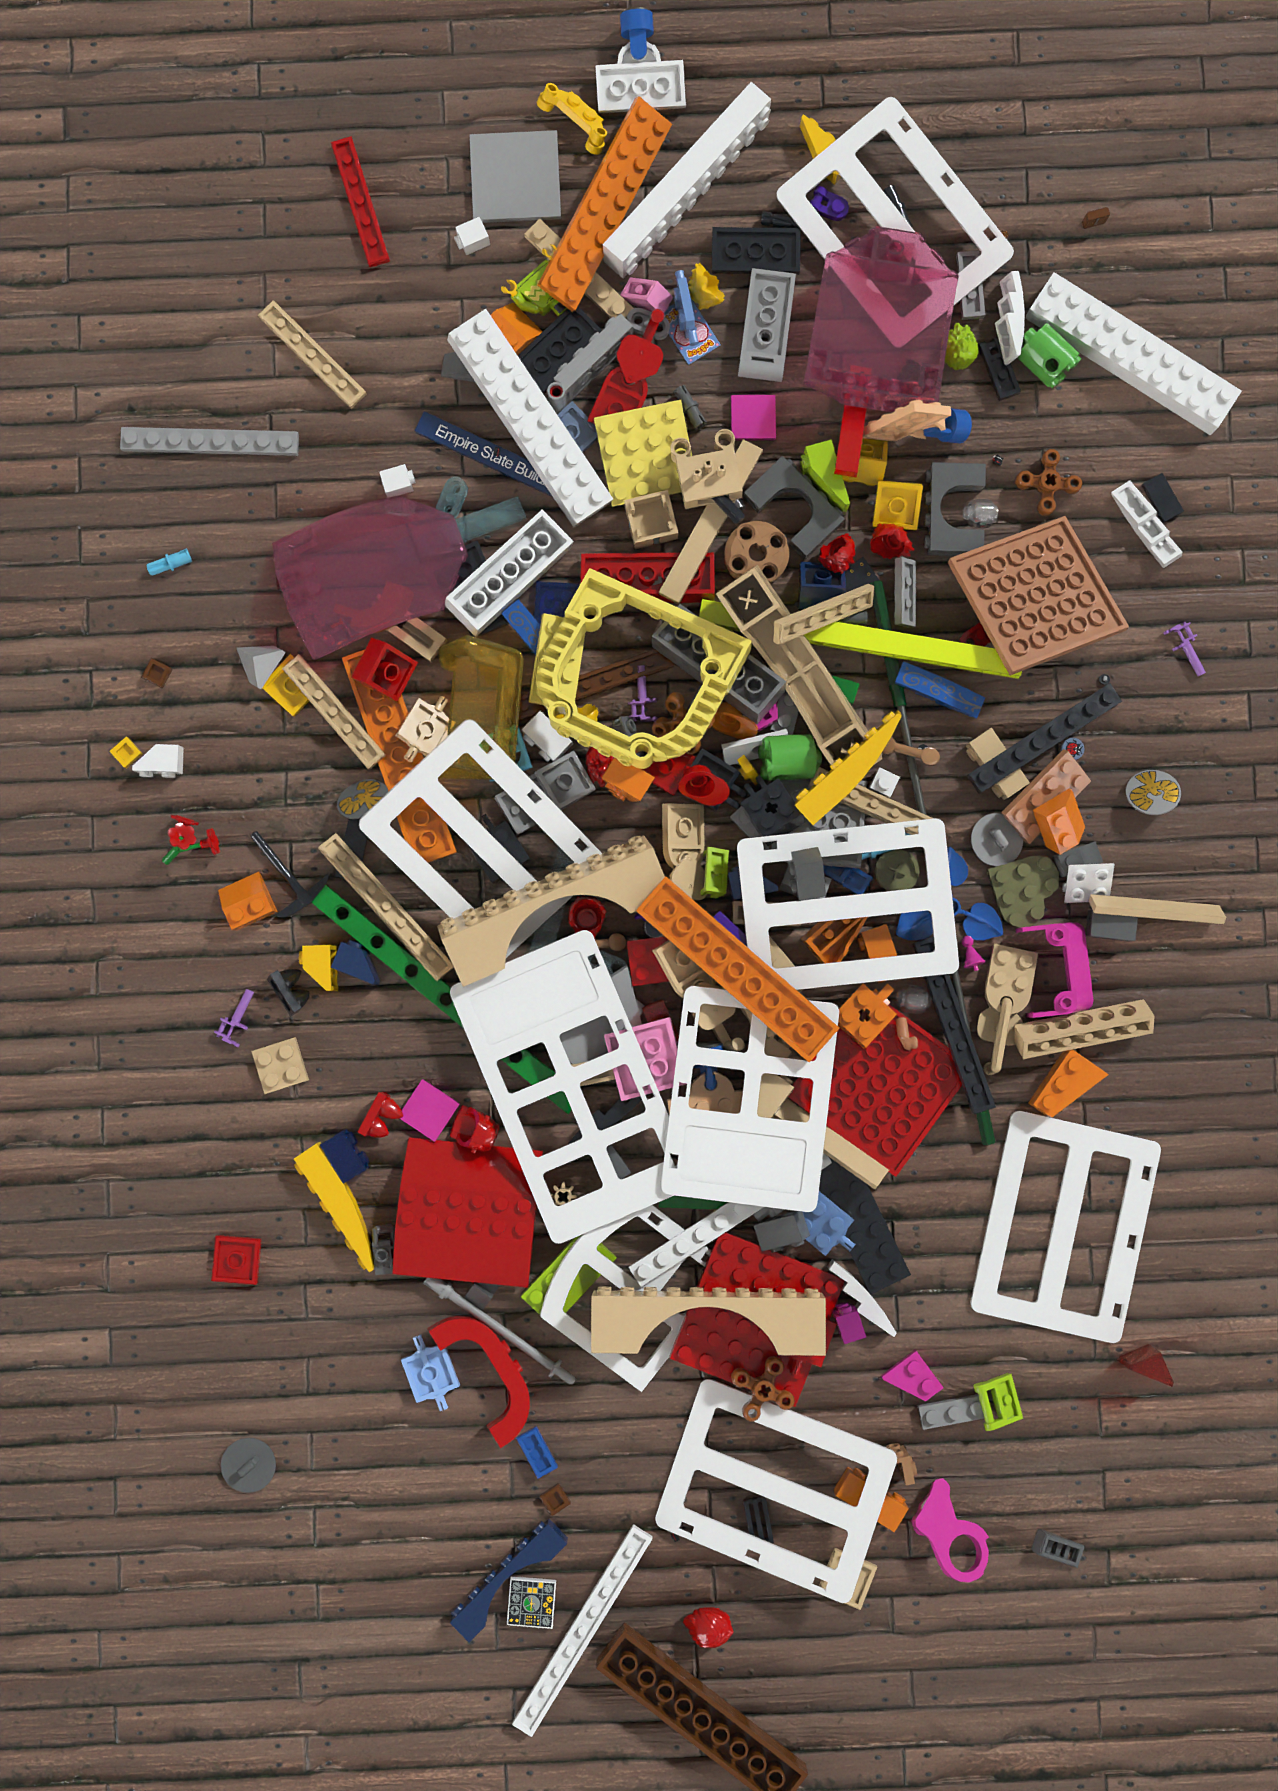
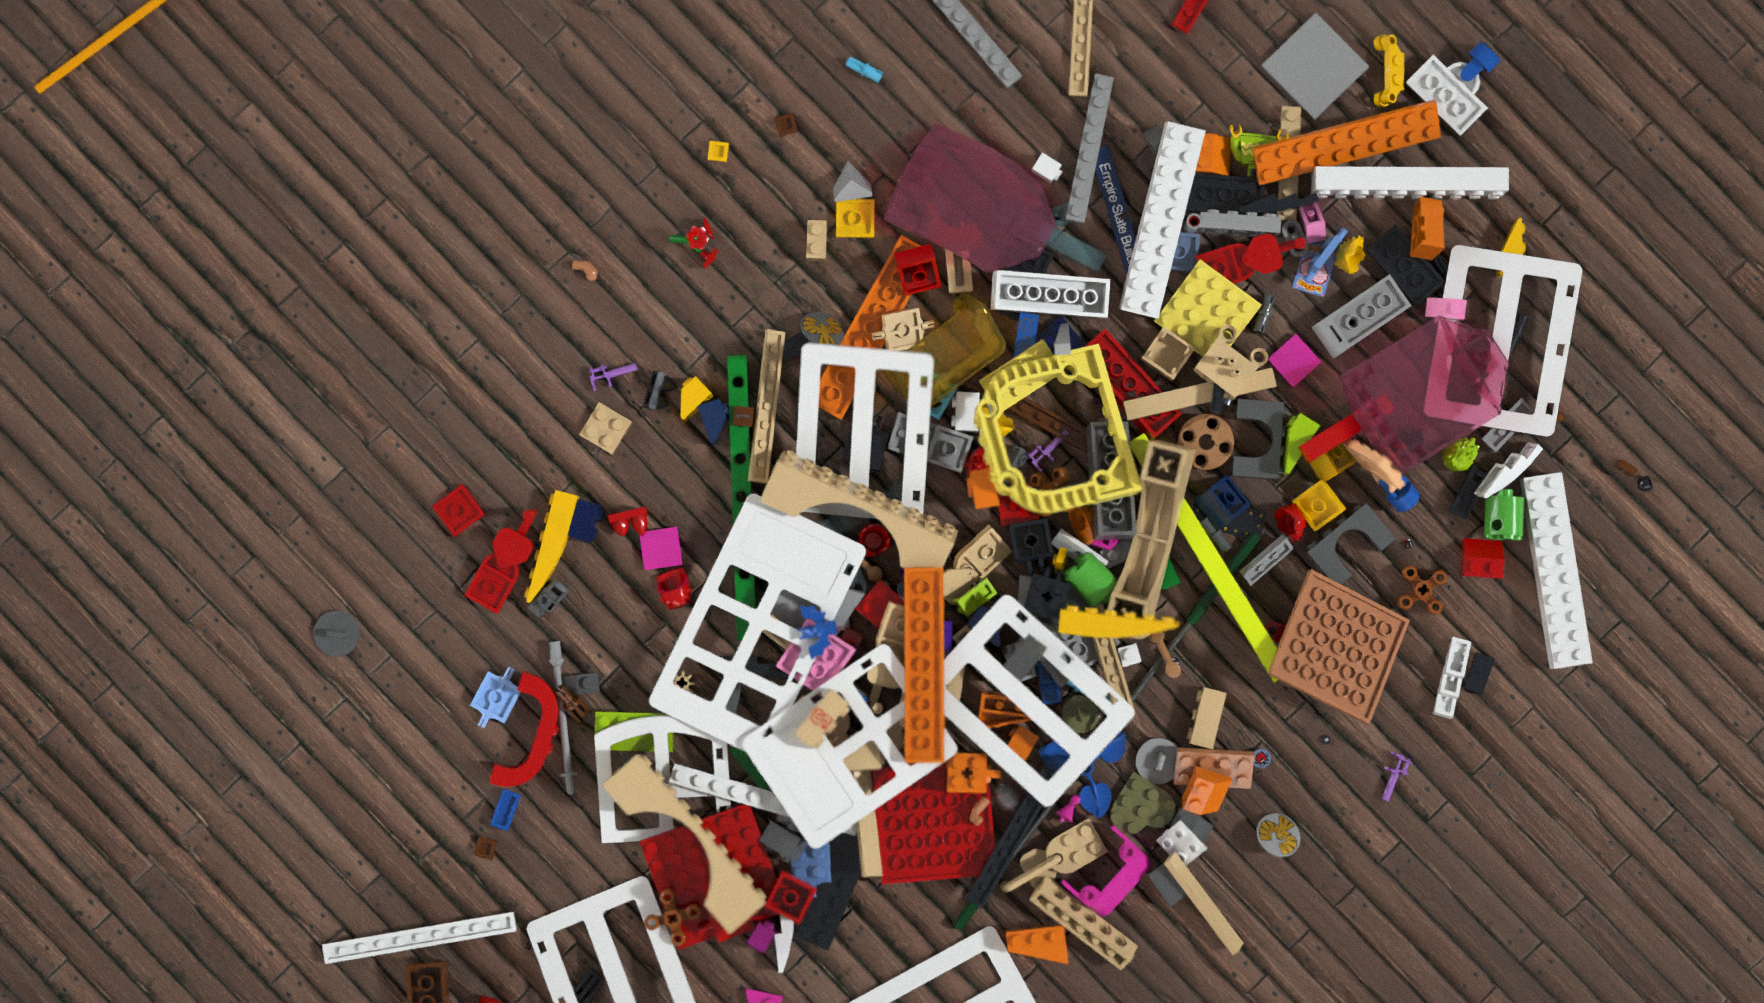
camera: 50 degrees right, 0 degrees up
(125, 956) = (587, 267): none -> nougat arm
(161, 760) = (733, 178): white slope -> none
(246, 901) = (691, 313): orange slope -> none
(280, 735) = (816, 240): none -> tan brick
(304, 897) = (726, 348): black piece -> none
(325, 1285) = (495, 581): none -> red plate
(334, 711) = (861, 261): tan tile -> none
(376, 935) = (743, 416): none -> reddish brown tile
(413, 429) = (1089, 149): none -> light grey plate
(464, 1215) = (615, 630): red slope -> none
(472, 236) = (1249, 74): white brick -> none
(494, 1310) = (570, 702): none -> reddish brown arm
(531, 1602) = (408, 890): tile -> none
(540, 1547) = (449, 864): dark blue arch -> none
(560, 596) = (1062, 341): none -> light grey piece
(602, 313) = (1271, 205): none -> black slope
(624, 1033) = (821, 630): none -> blue animal
(703, 786) = (1022, 540): red piece -> none
(706, 1102) = (822, 719): none -> tan brick
(742, 201) = (1427, 229): none -> orange wedge
(823, 614) = (1202, 520): tan tile -> none
(827, 240) = (1449, 308): none -> bright pink slope
(836, 208) = (1482, 292): dark purple plate -> none
(837, 1268) = (791, 897): none -> red brick
(838, 554) = (1252, 494): red hair -> none
(940, 690) = (1222, 638): blue slope -> none
(980, 513) = (1362, 563): clear head -> none
(1044, 738) = (1250, 733): black plate -> none
(1067, 407) = (1482, 559): none -> red slope
(1123, 214) = (1645, 484): none -> black hinge

